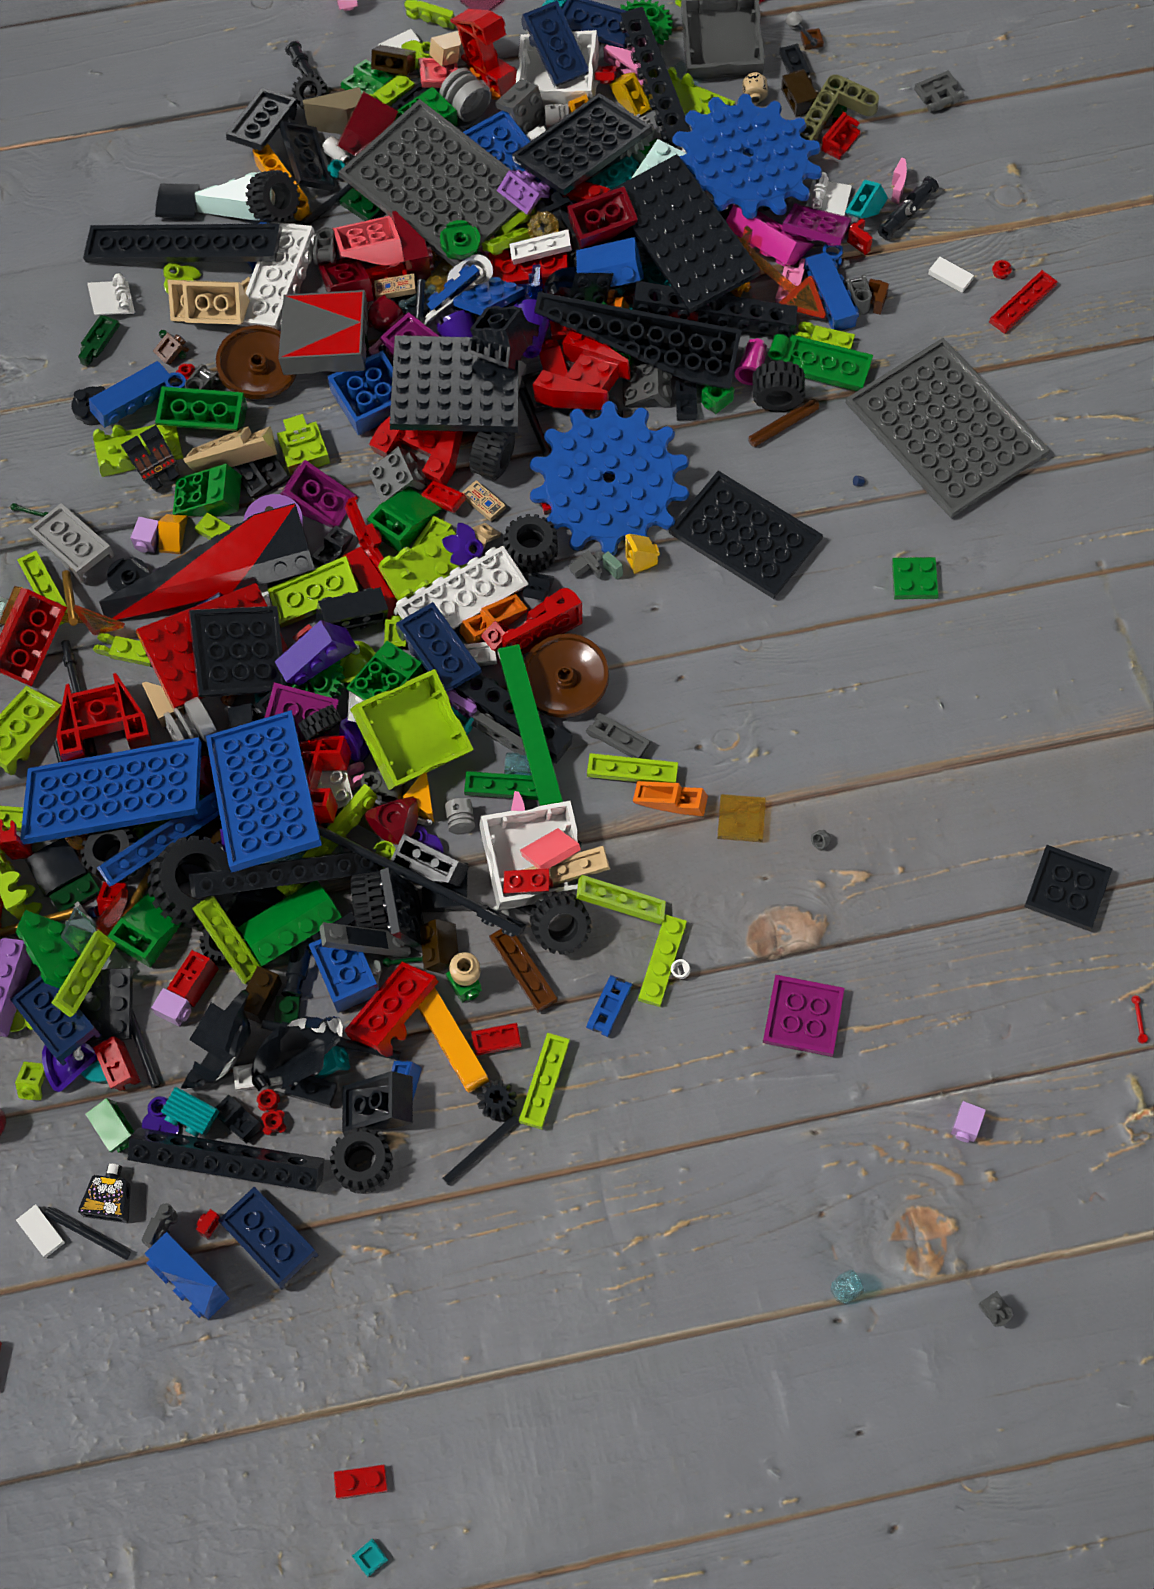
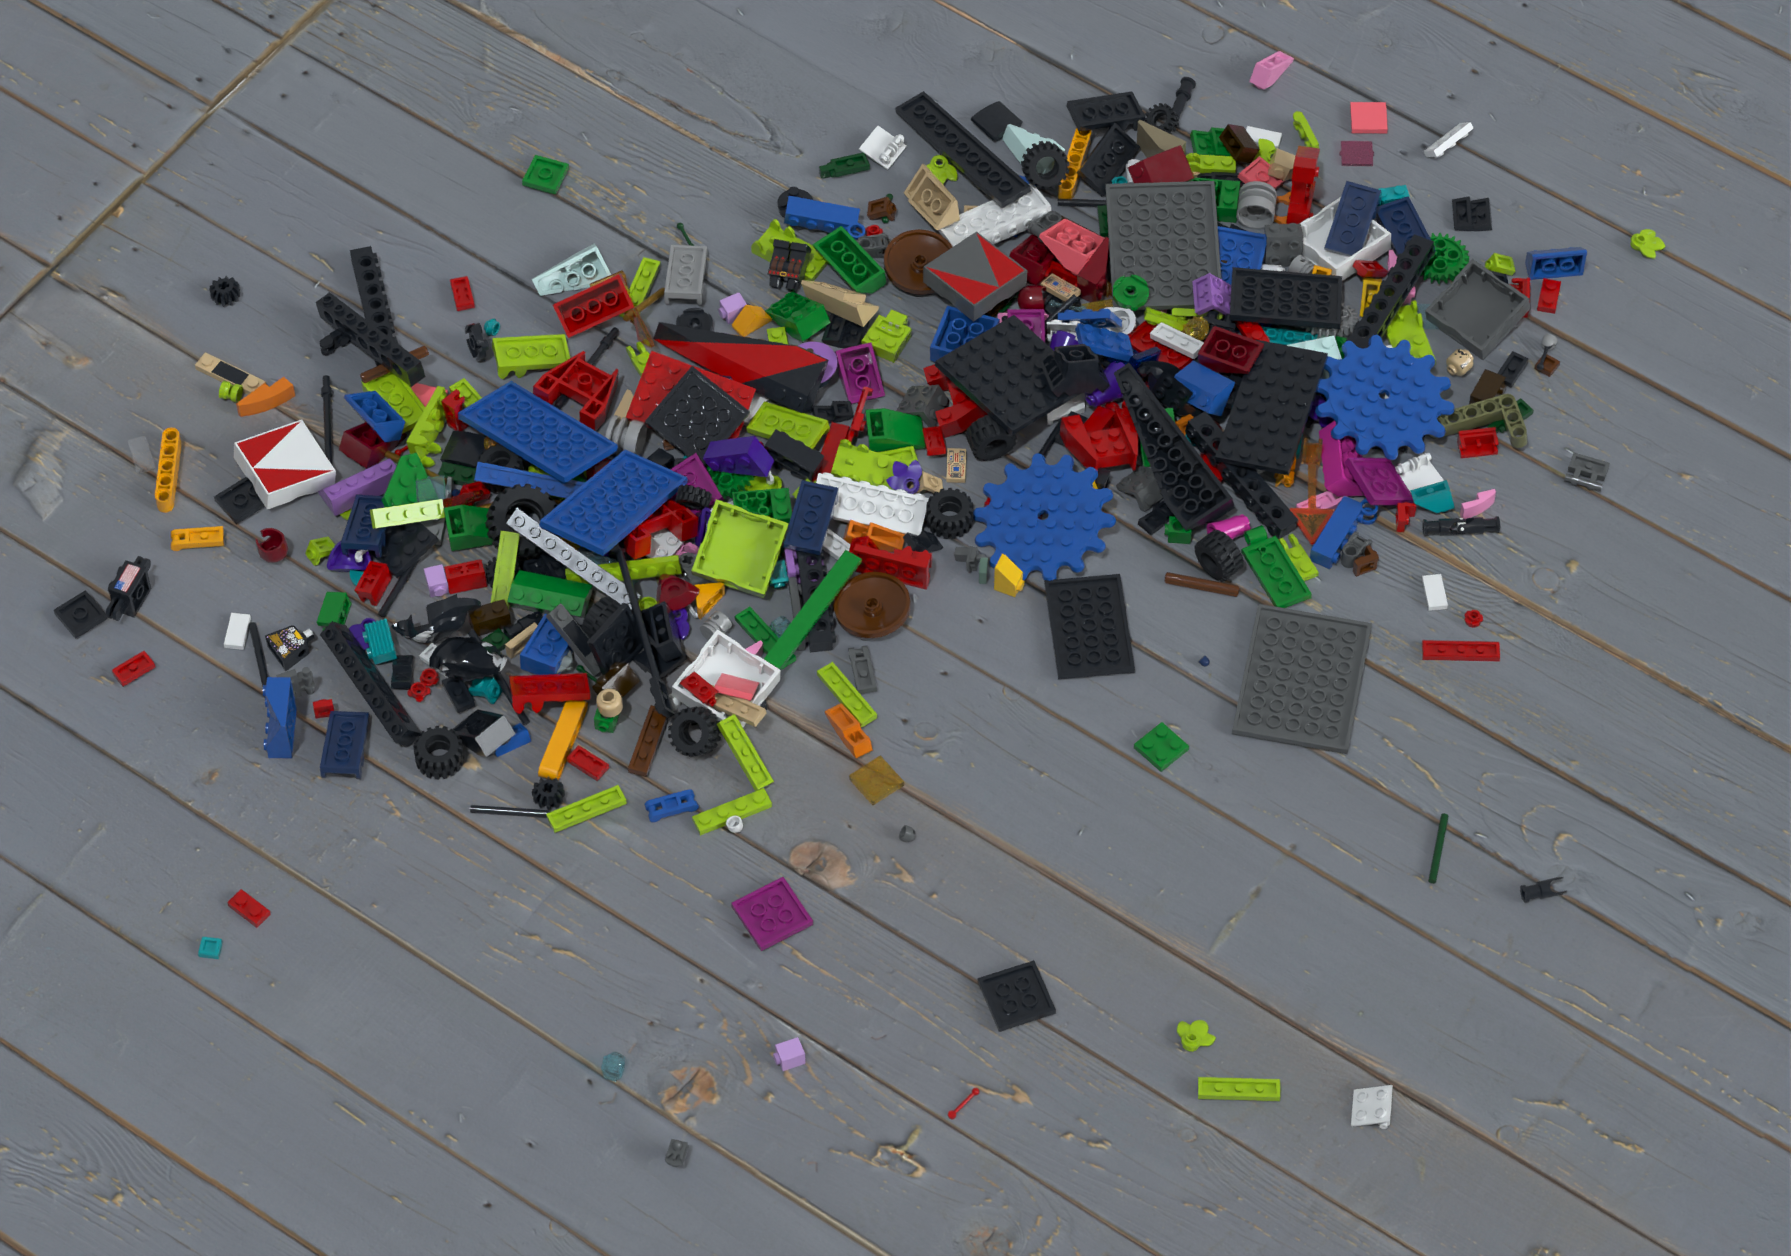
camera: 45 degrees right, 10 degrees down
(311, 995) = (518, 643): none -> tan tile

